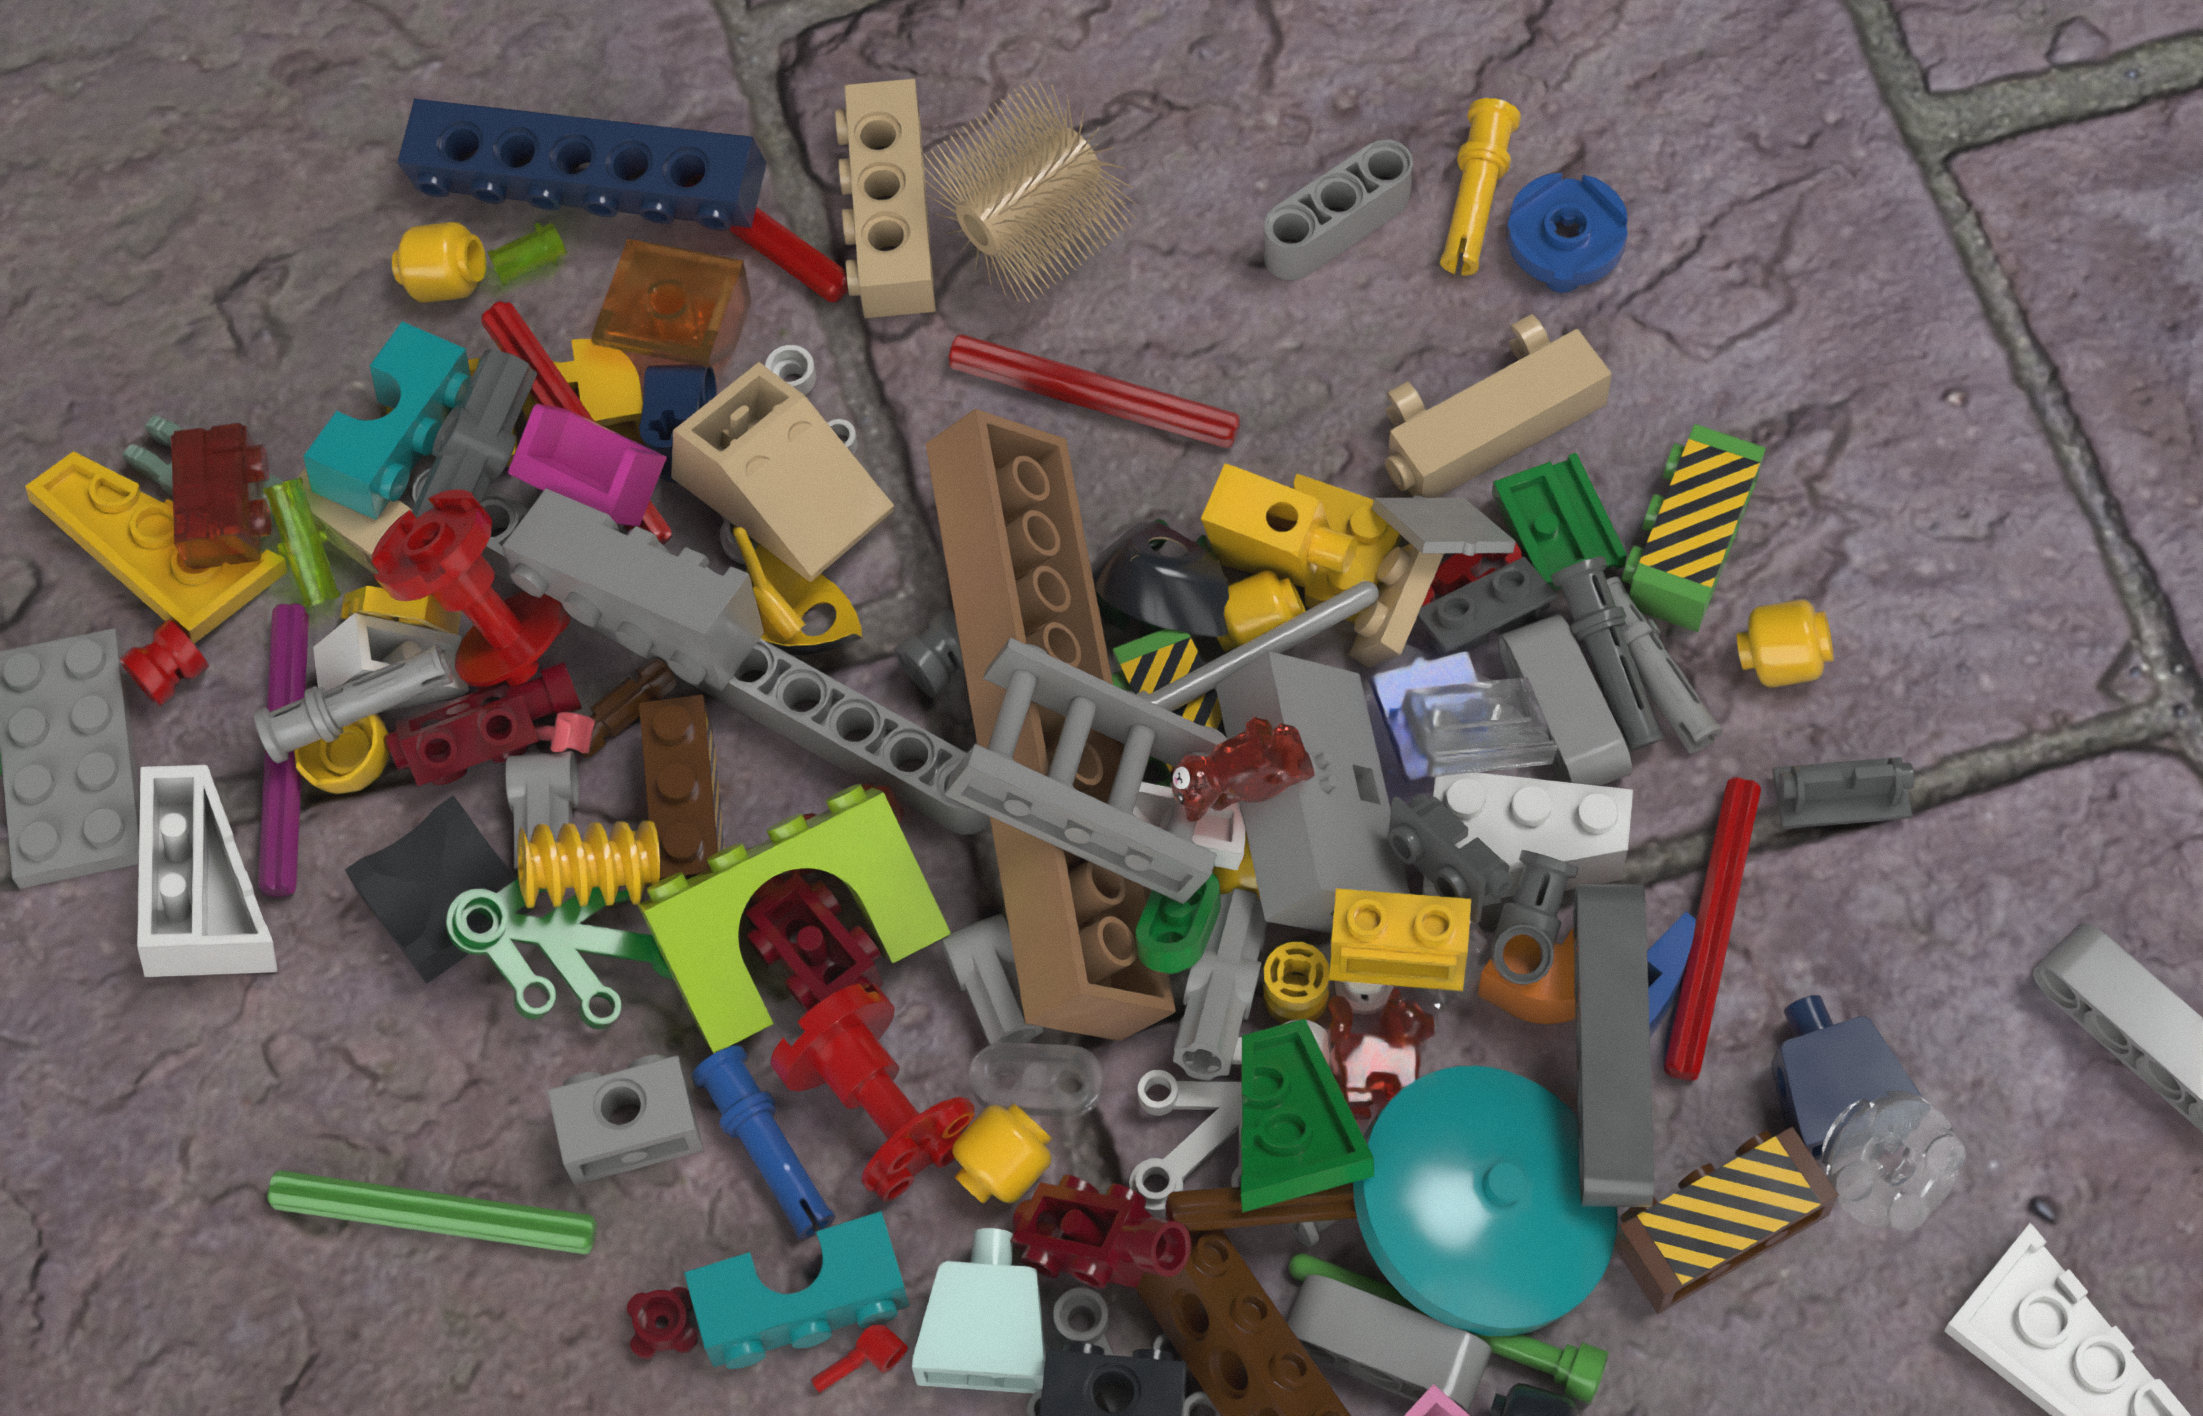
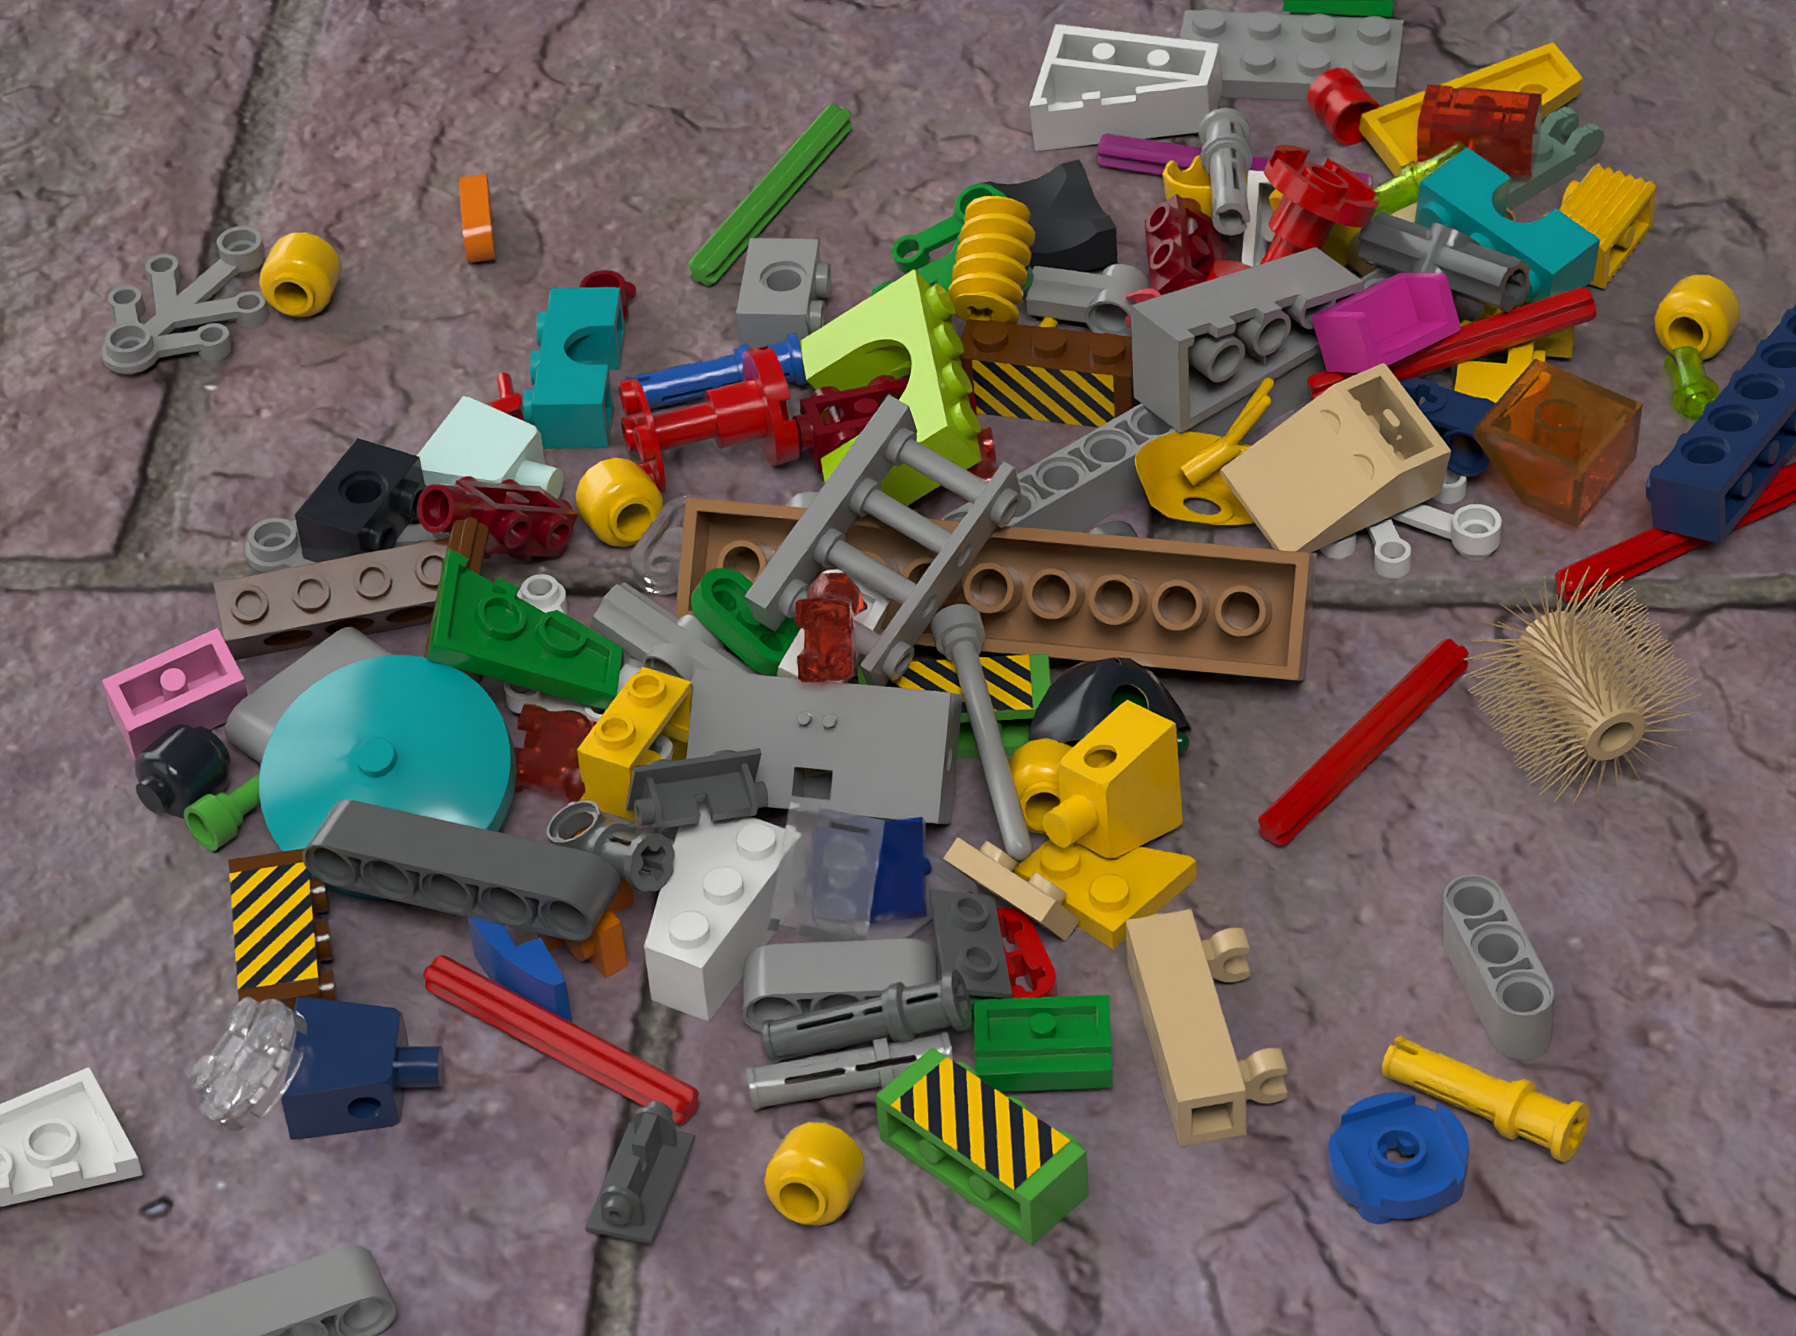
camera: 110 degrees right, 20 degrees down
(309, 379) = (1615, 211): none -> yellow brick
(903, 277) = (1722, 637): tan brick -> none
(1443, 525) = (1068, 927): light grey piece -> none

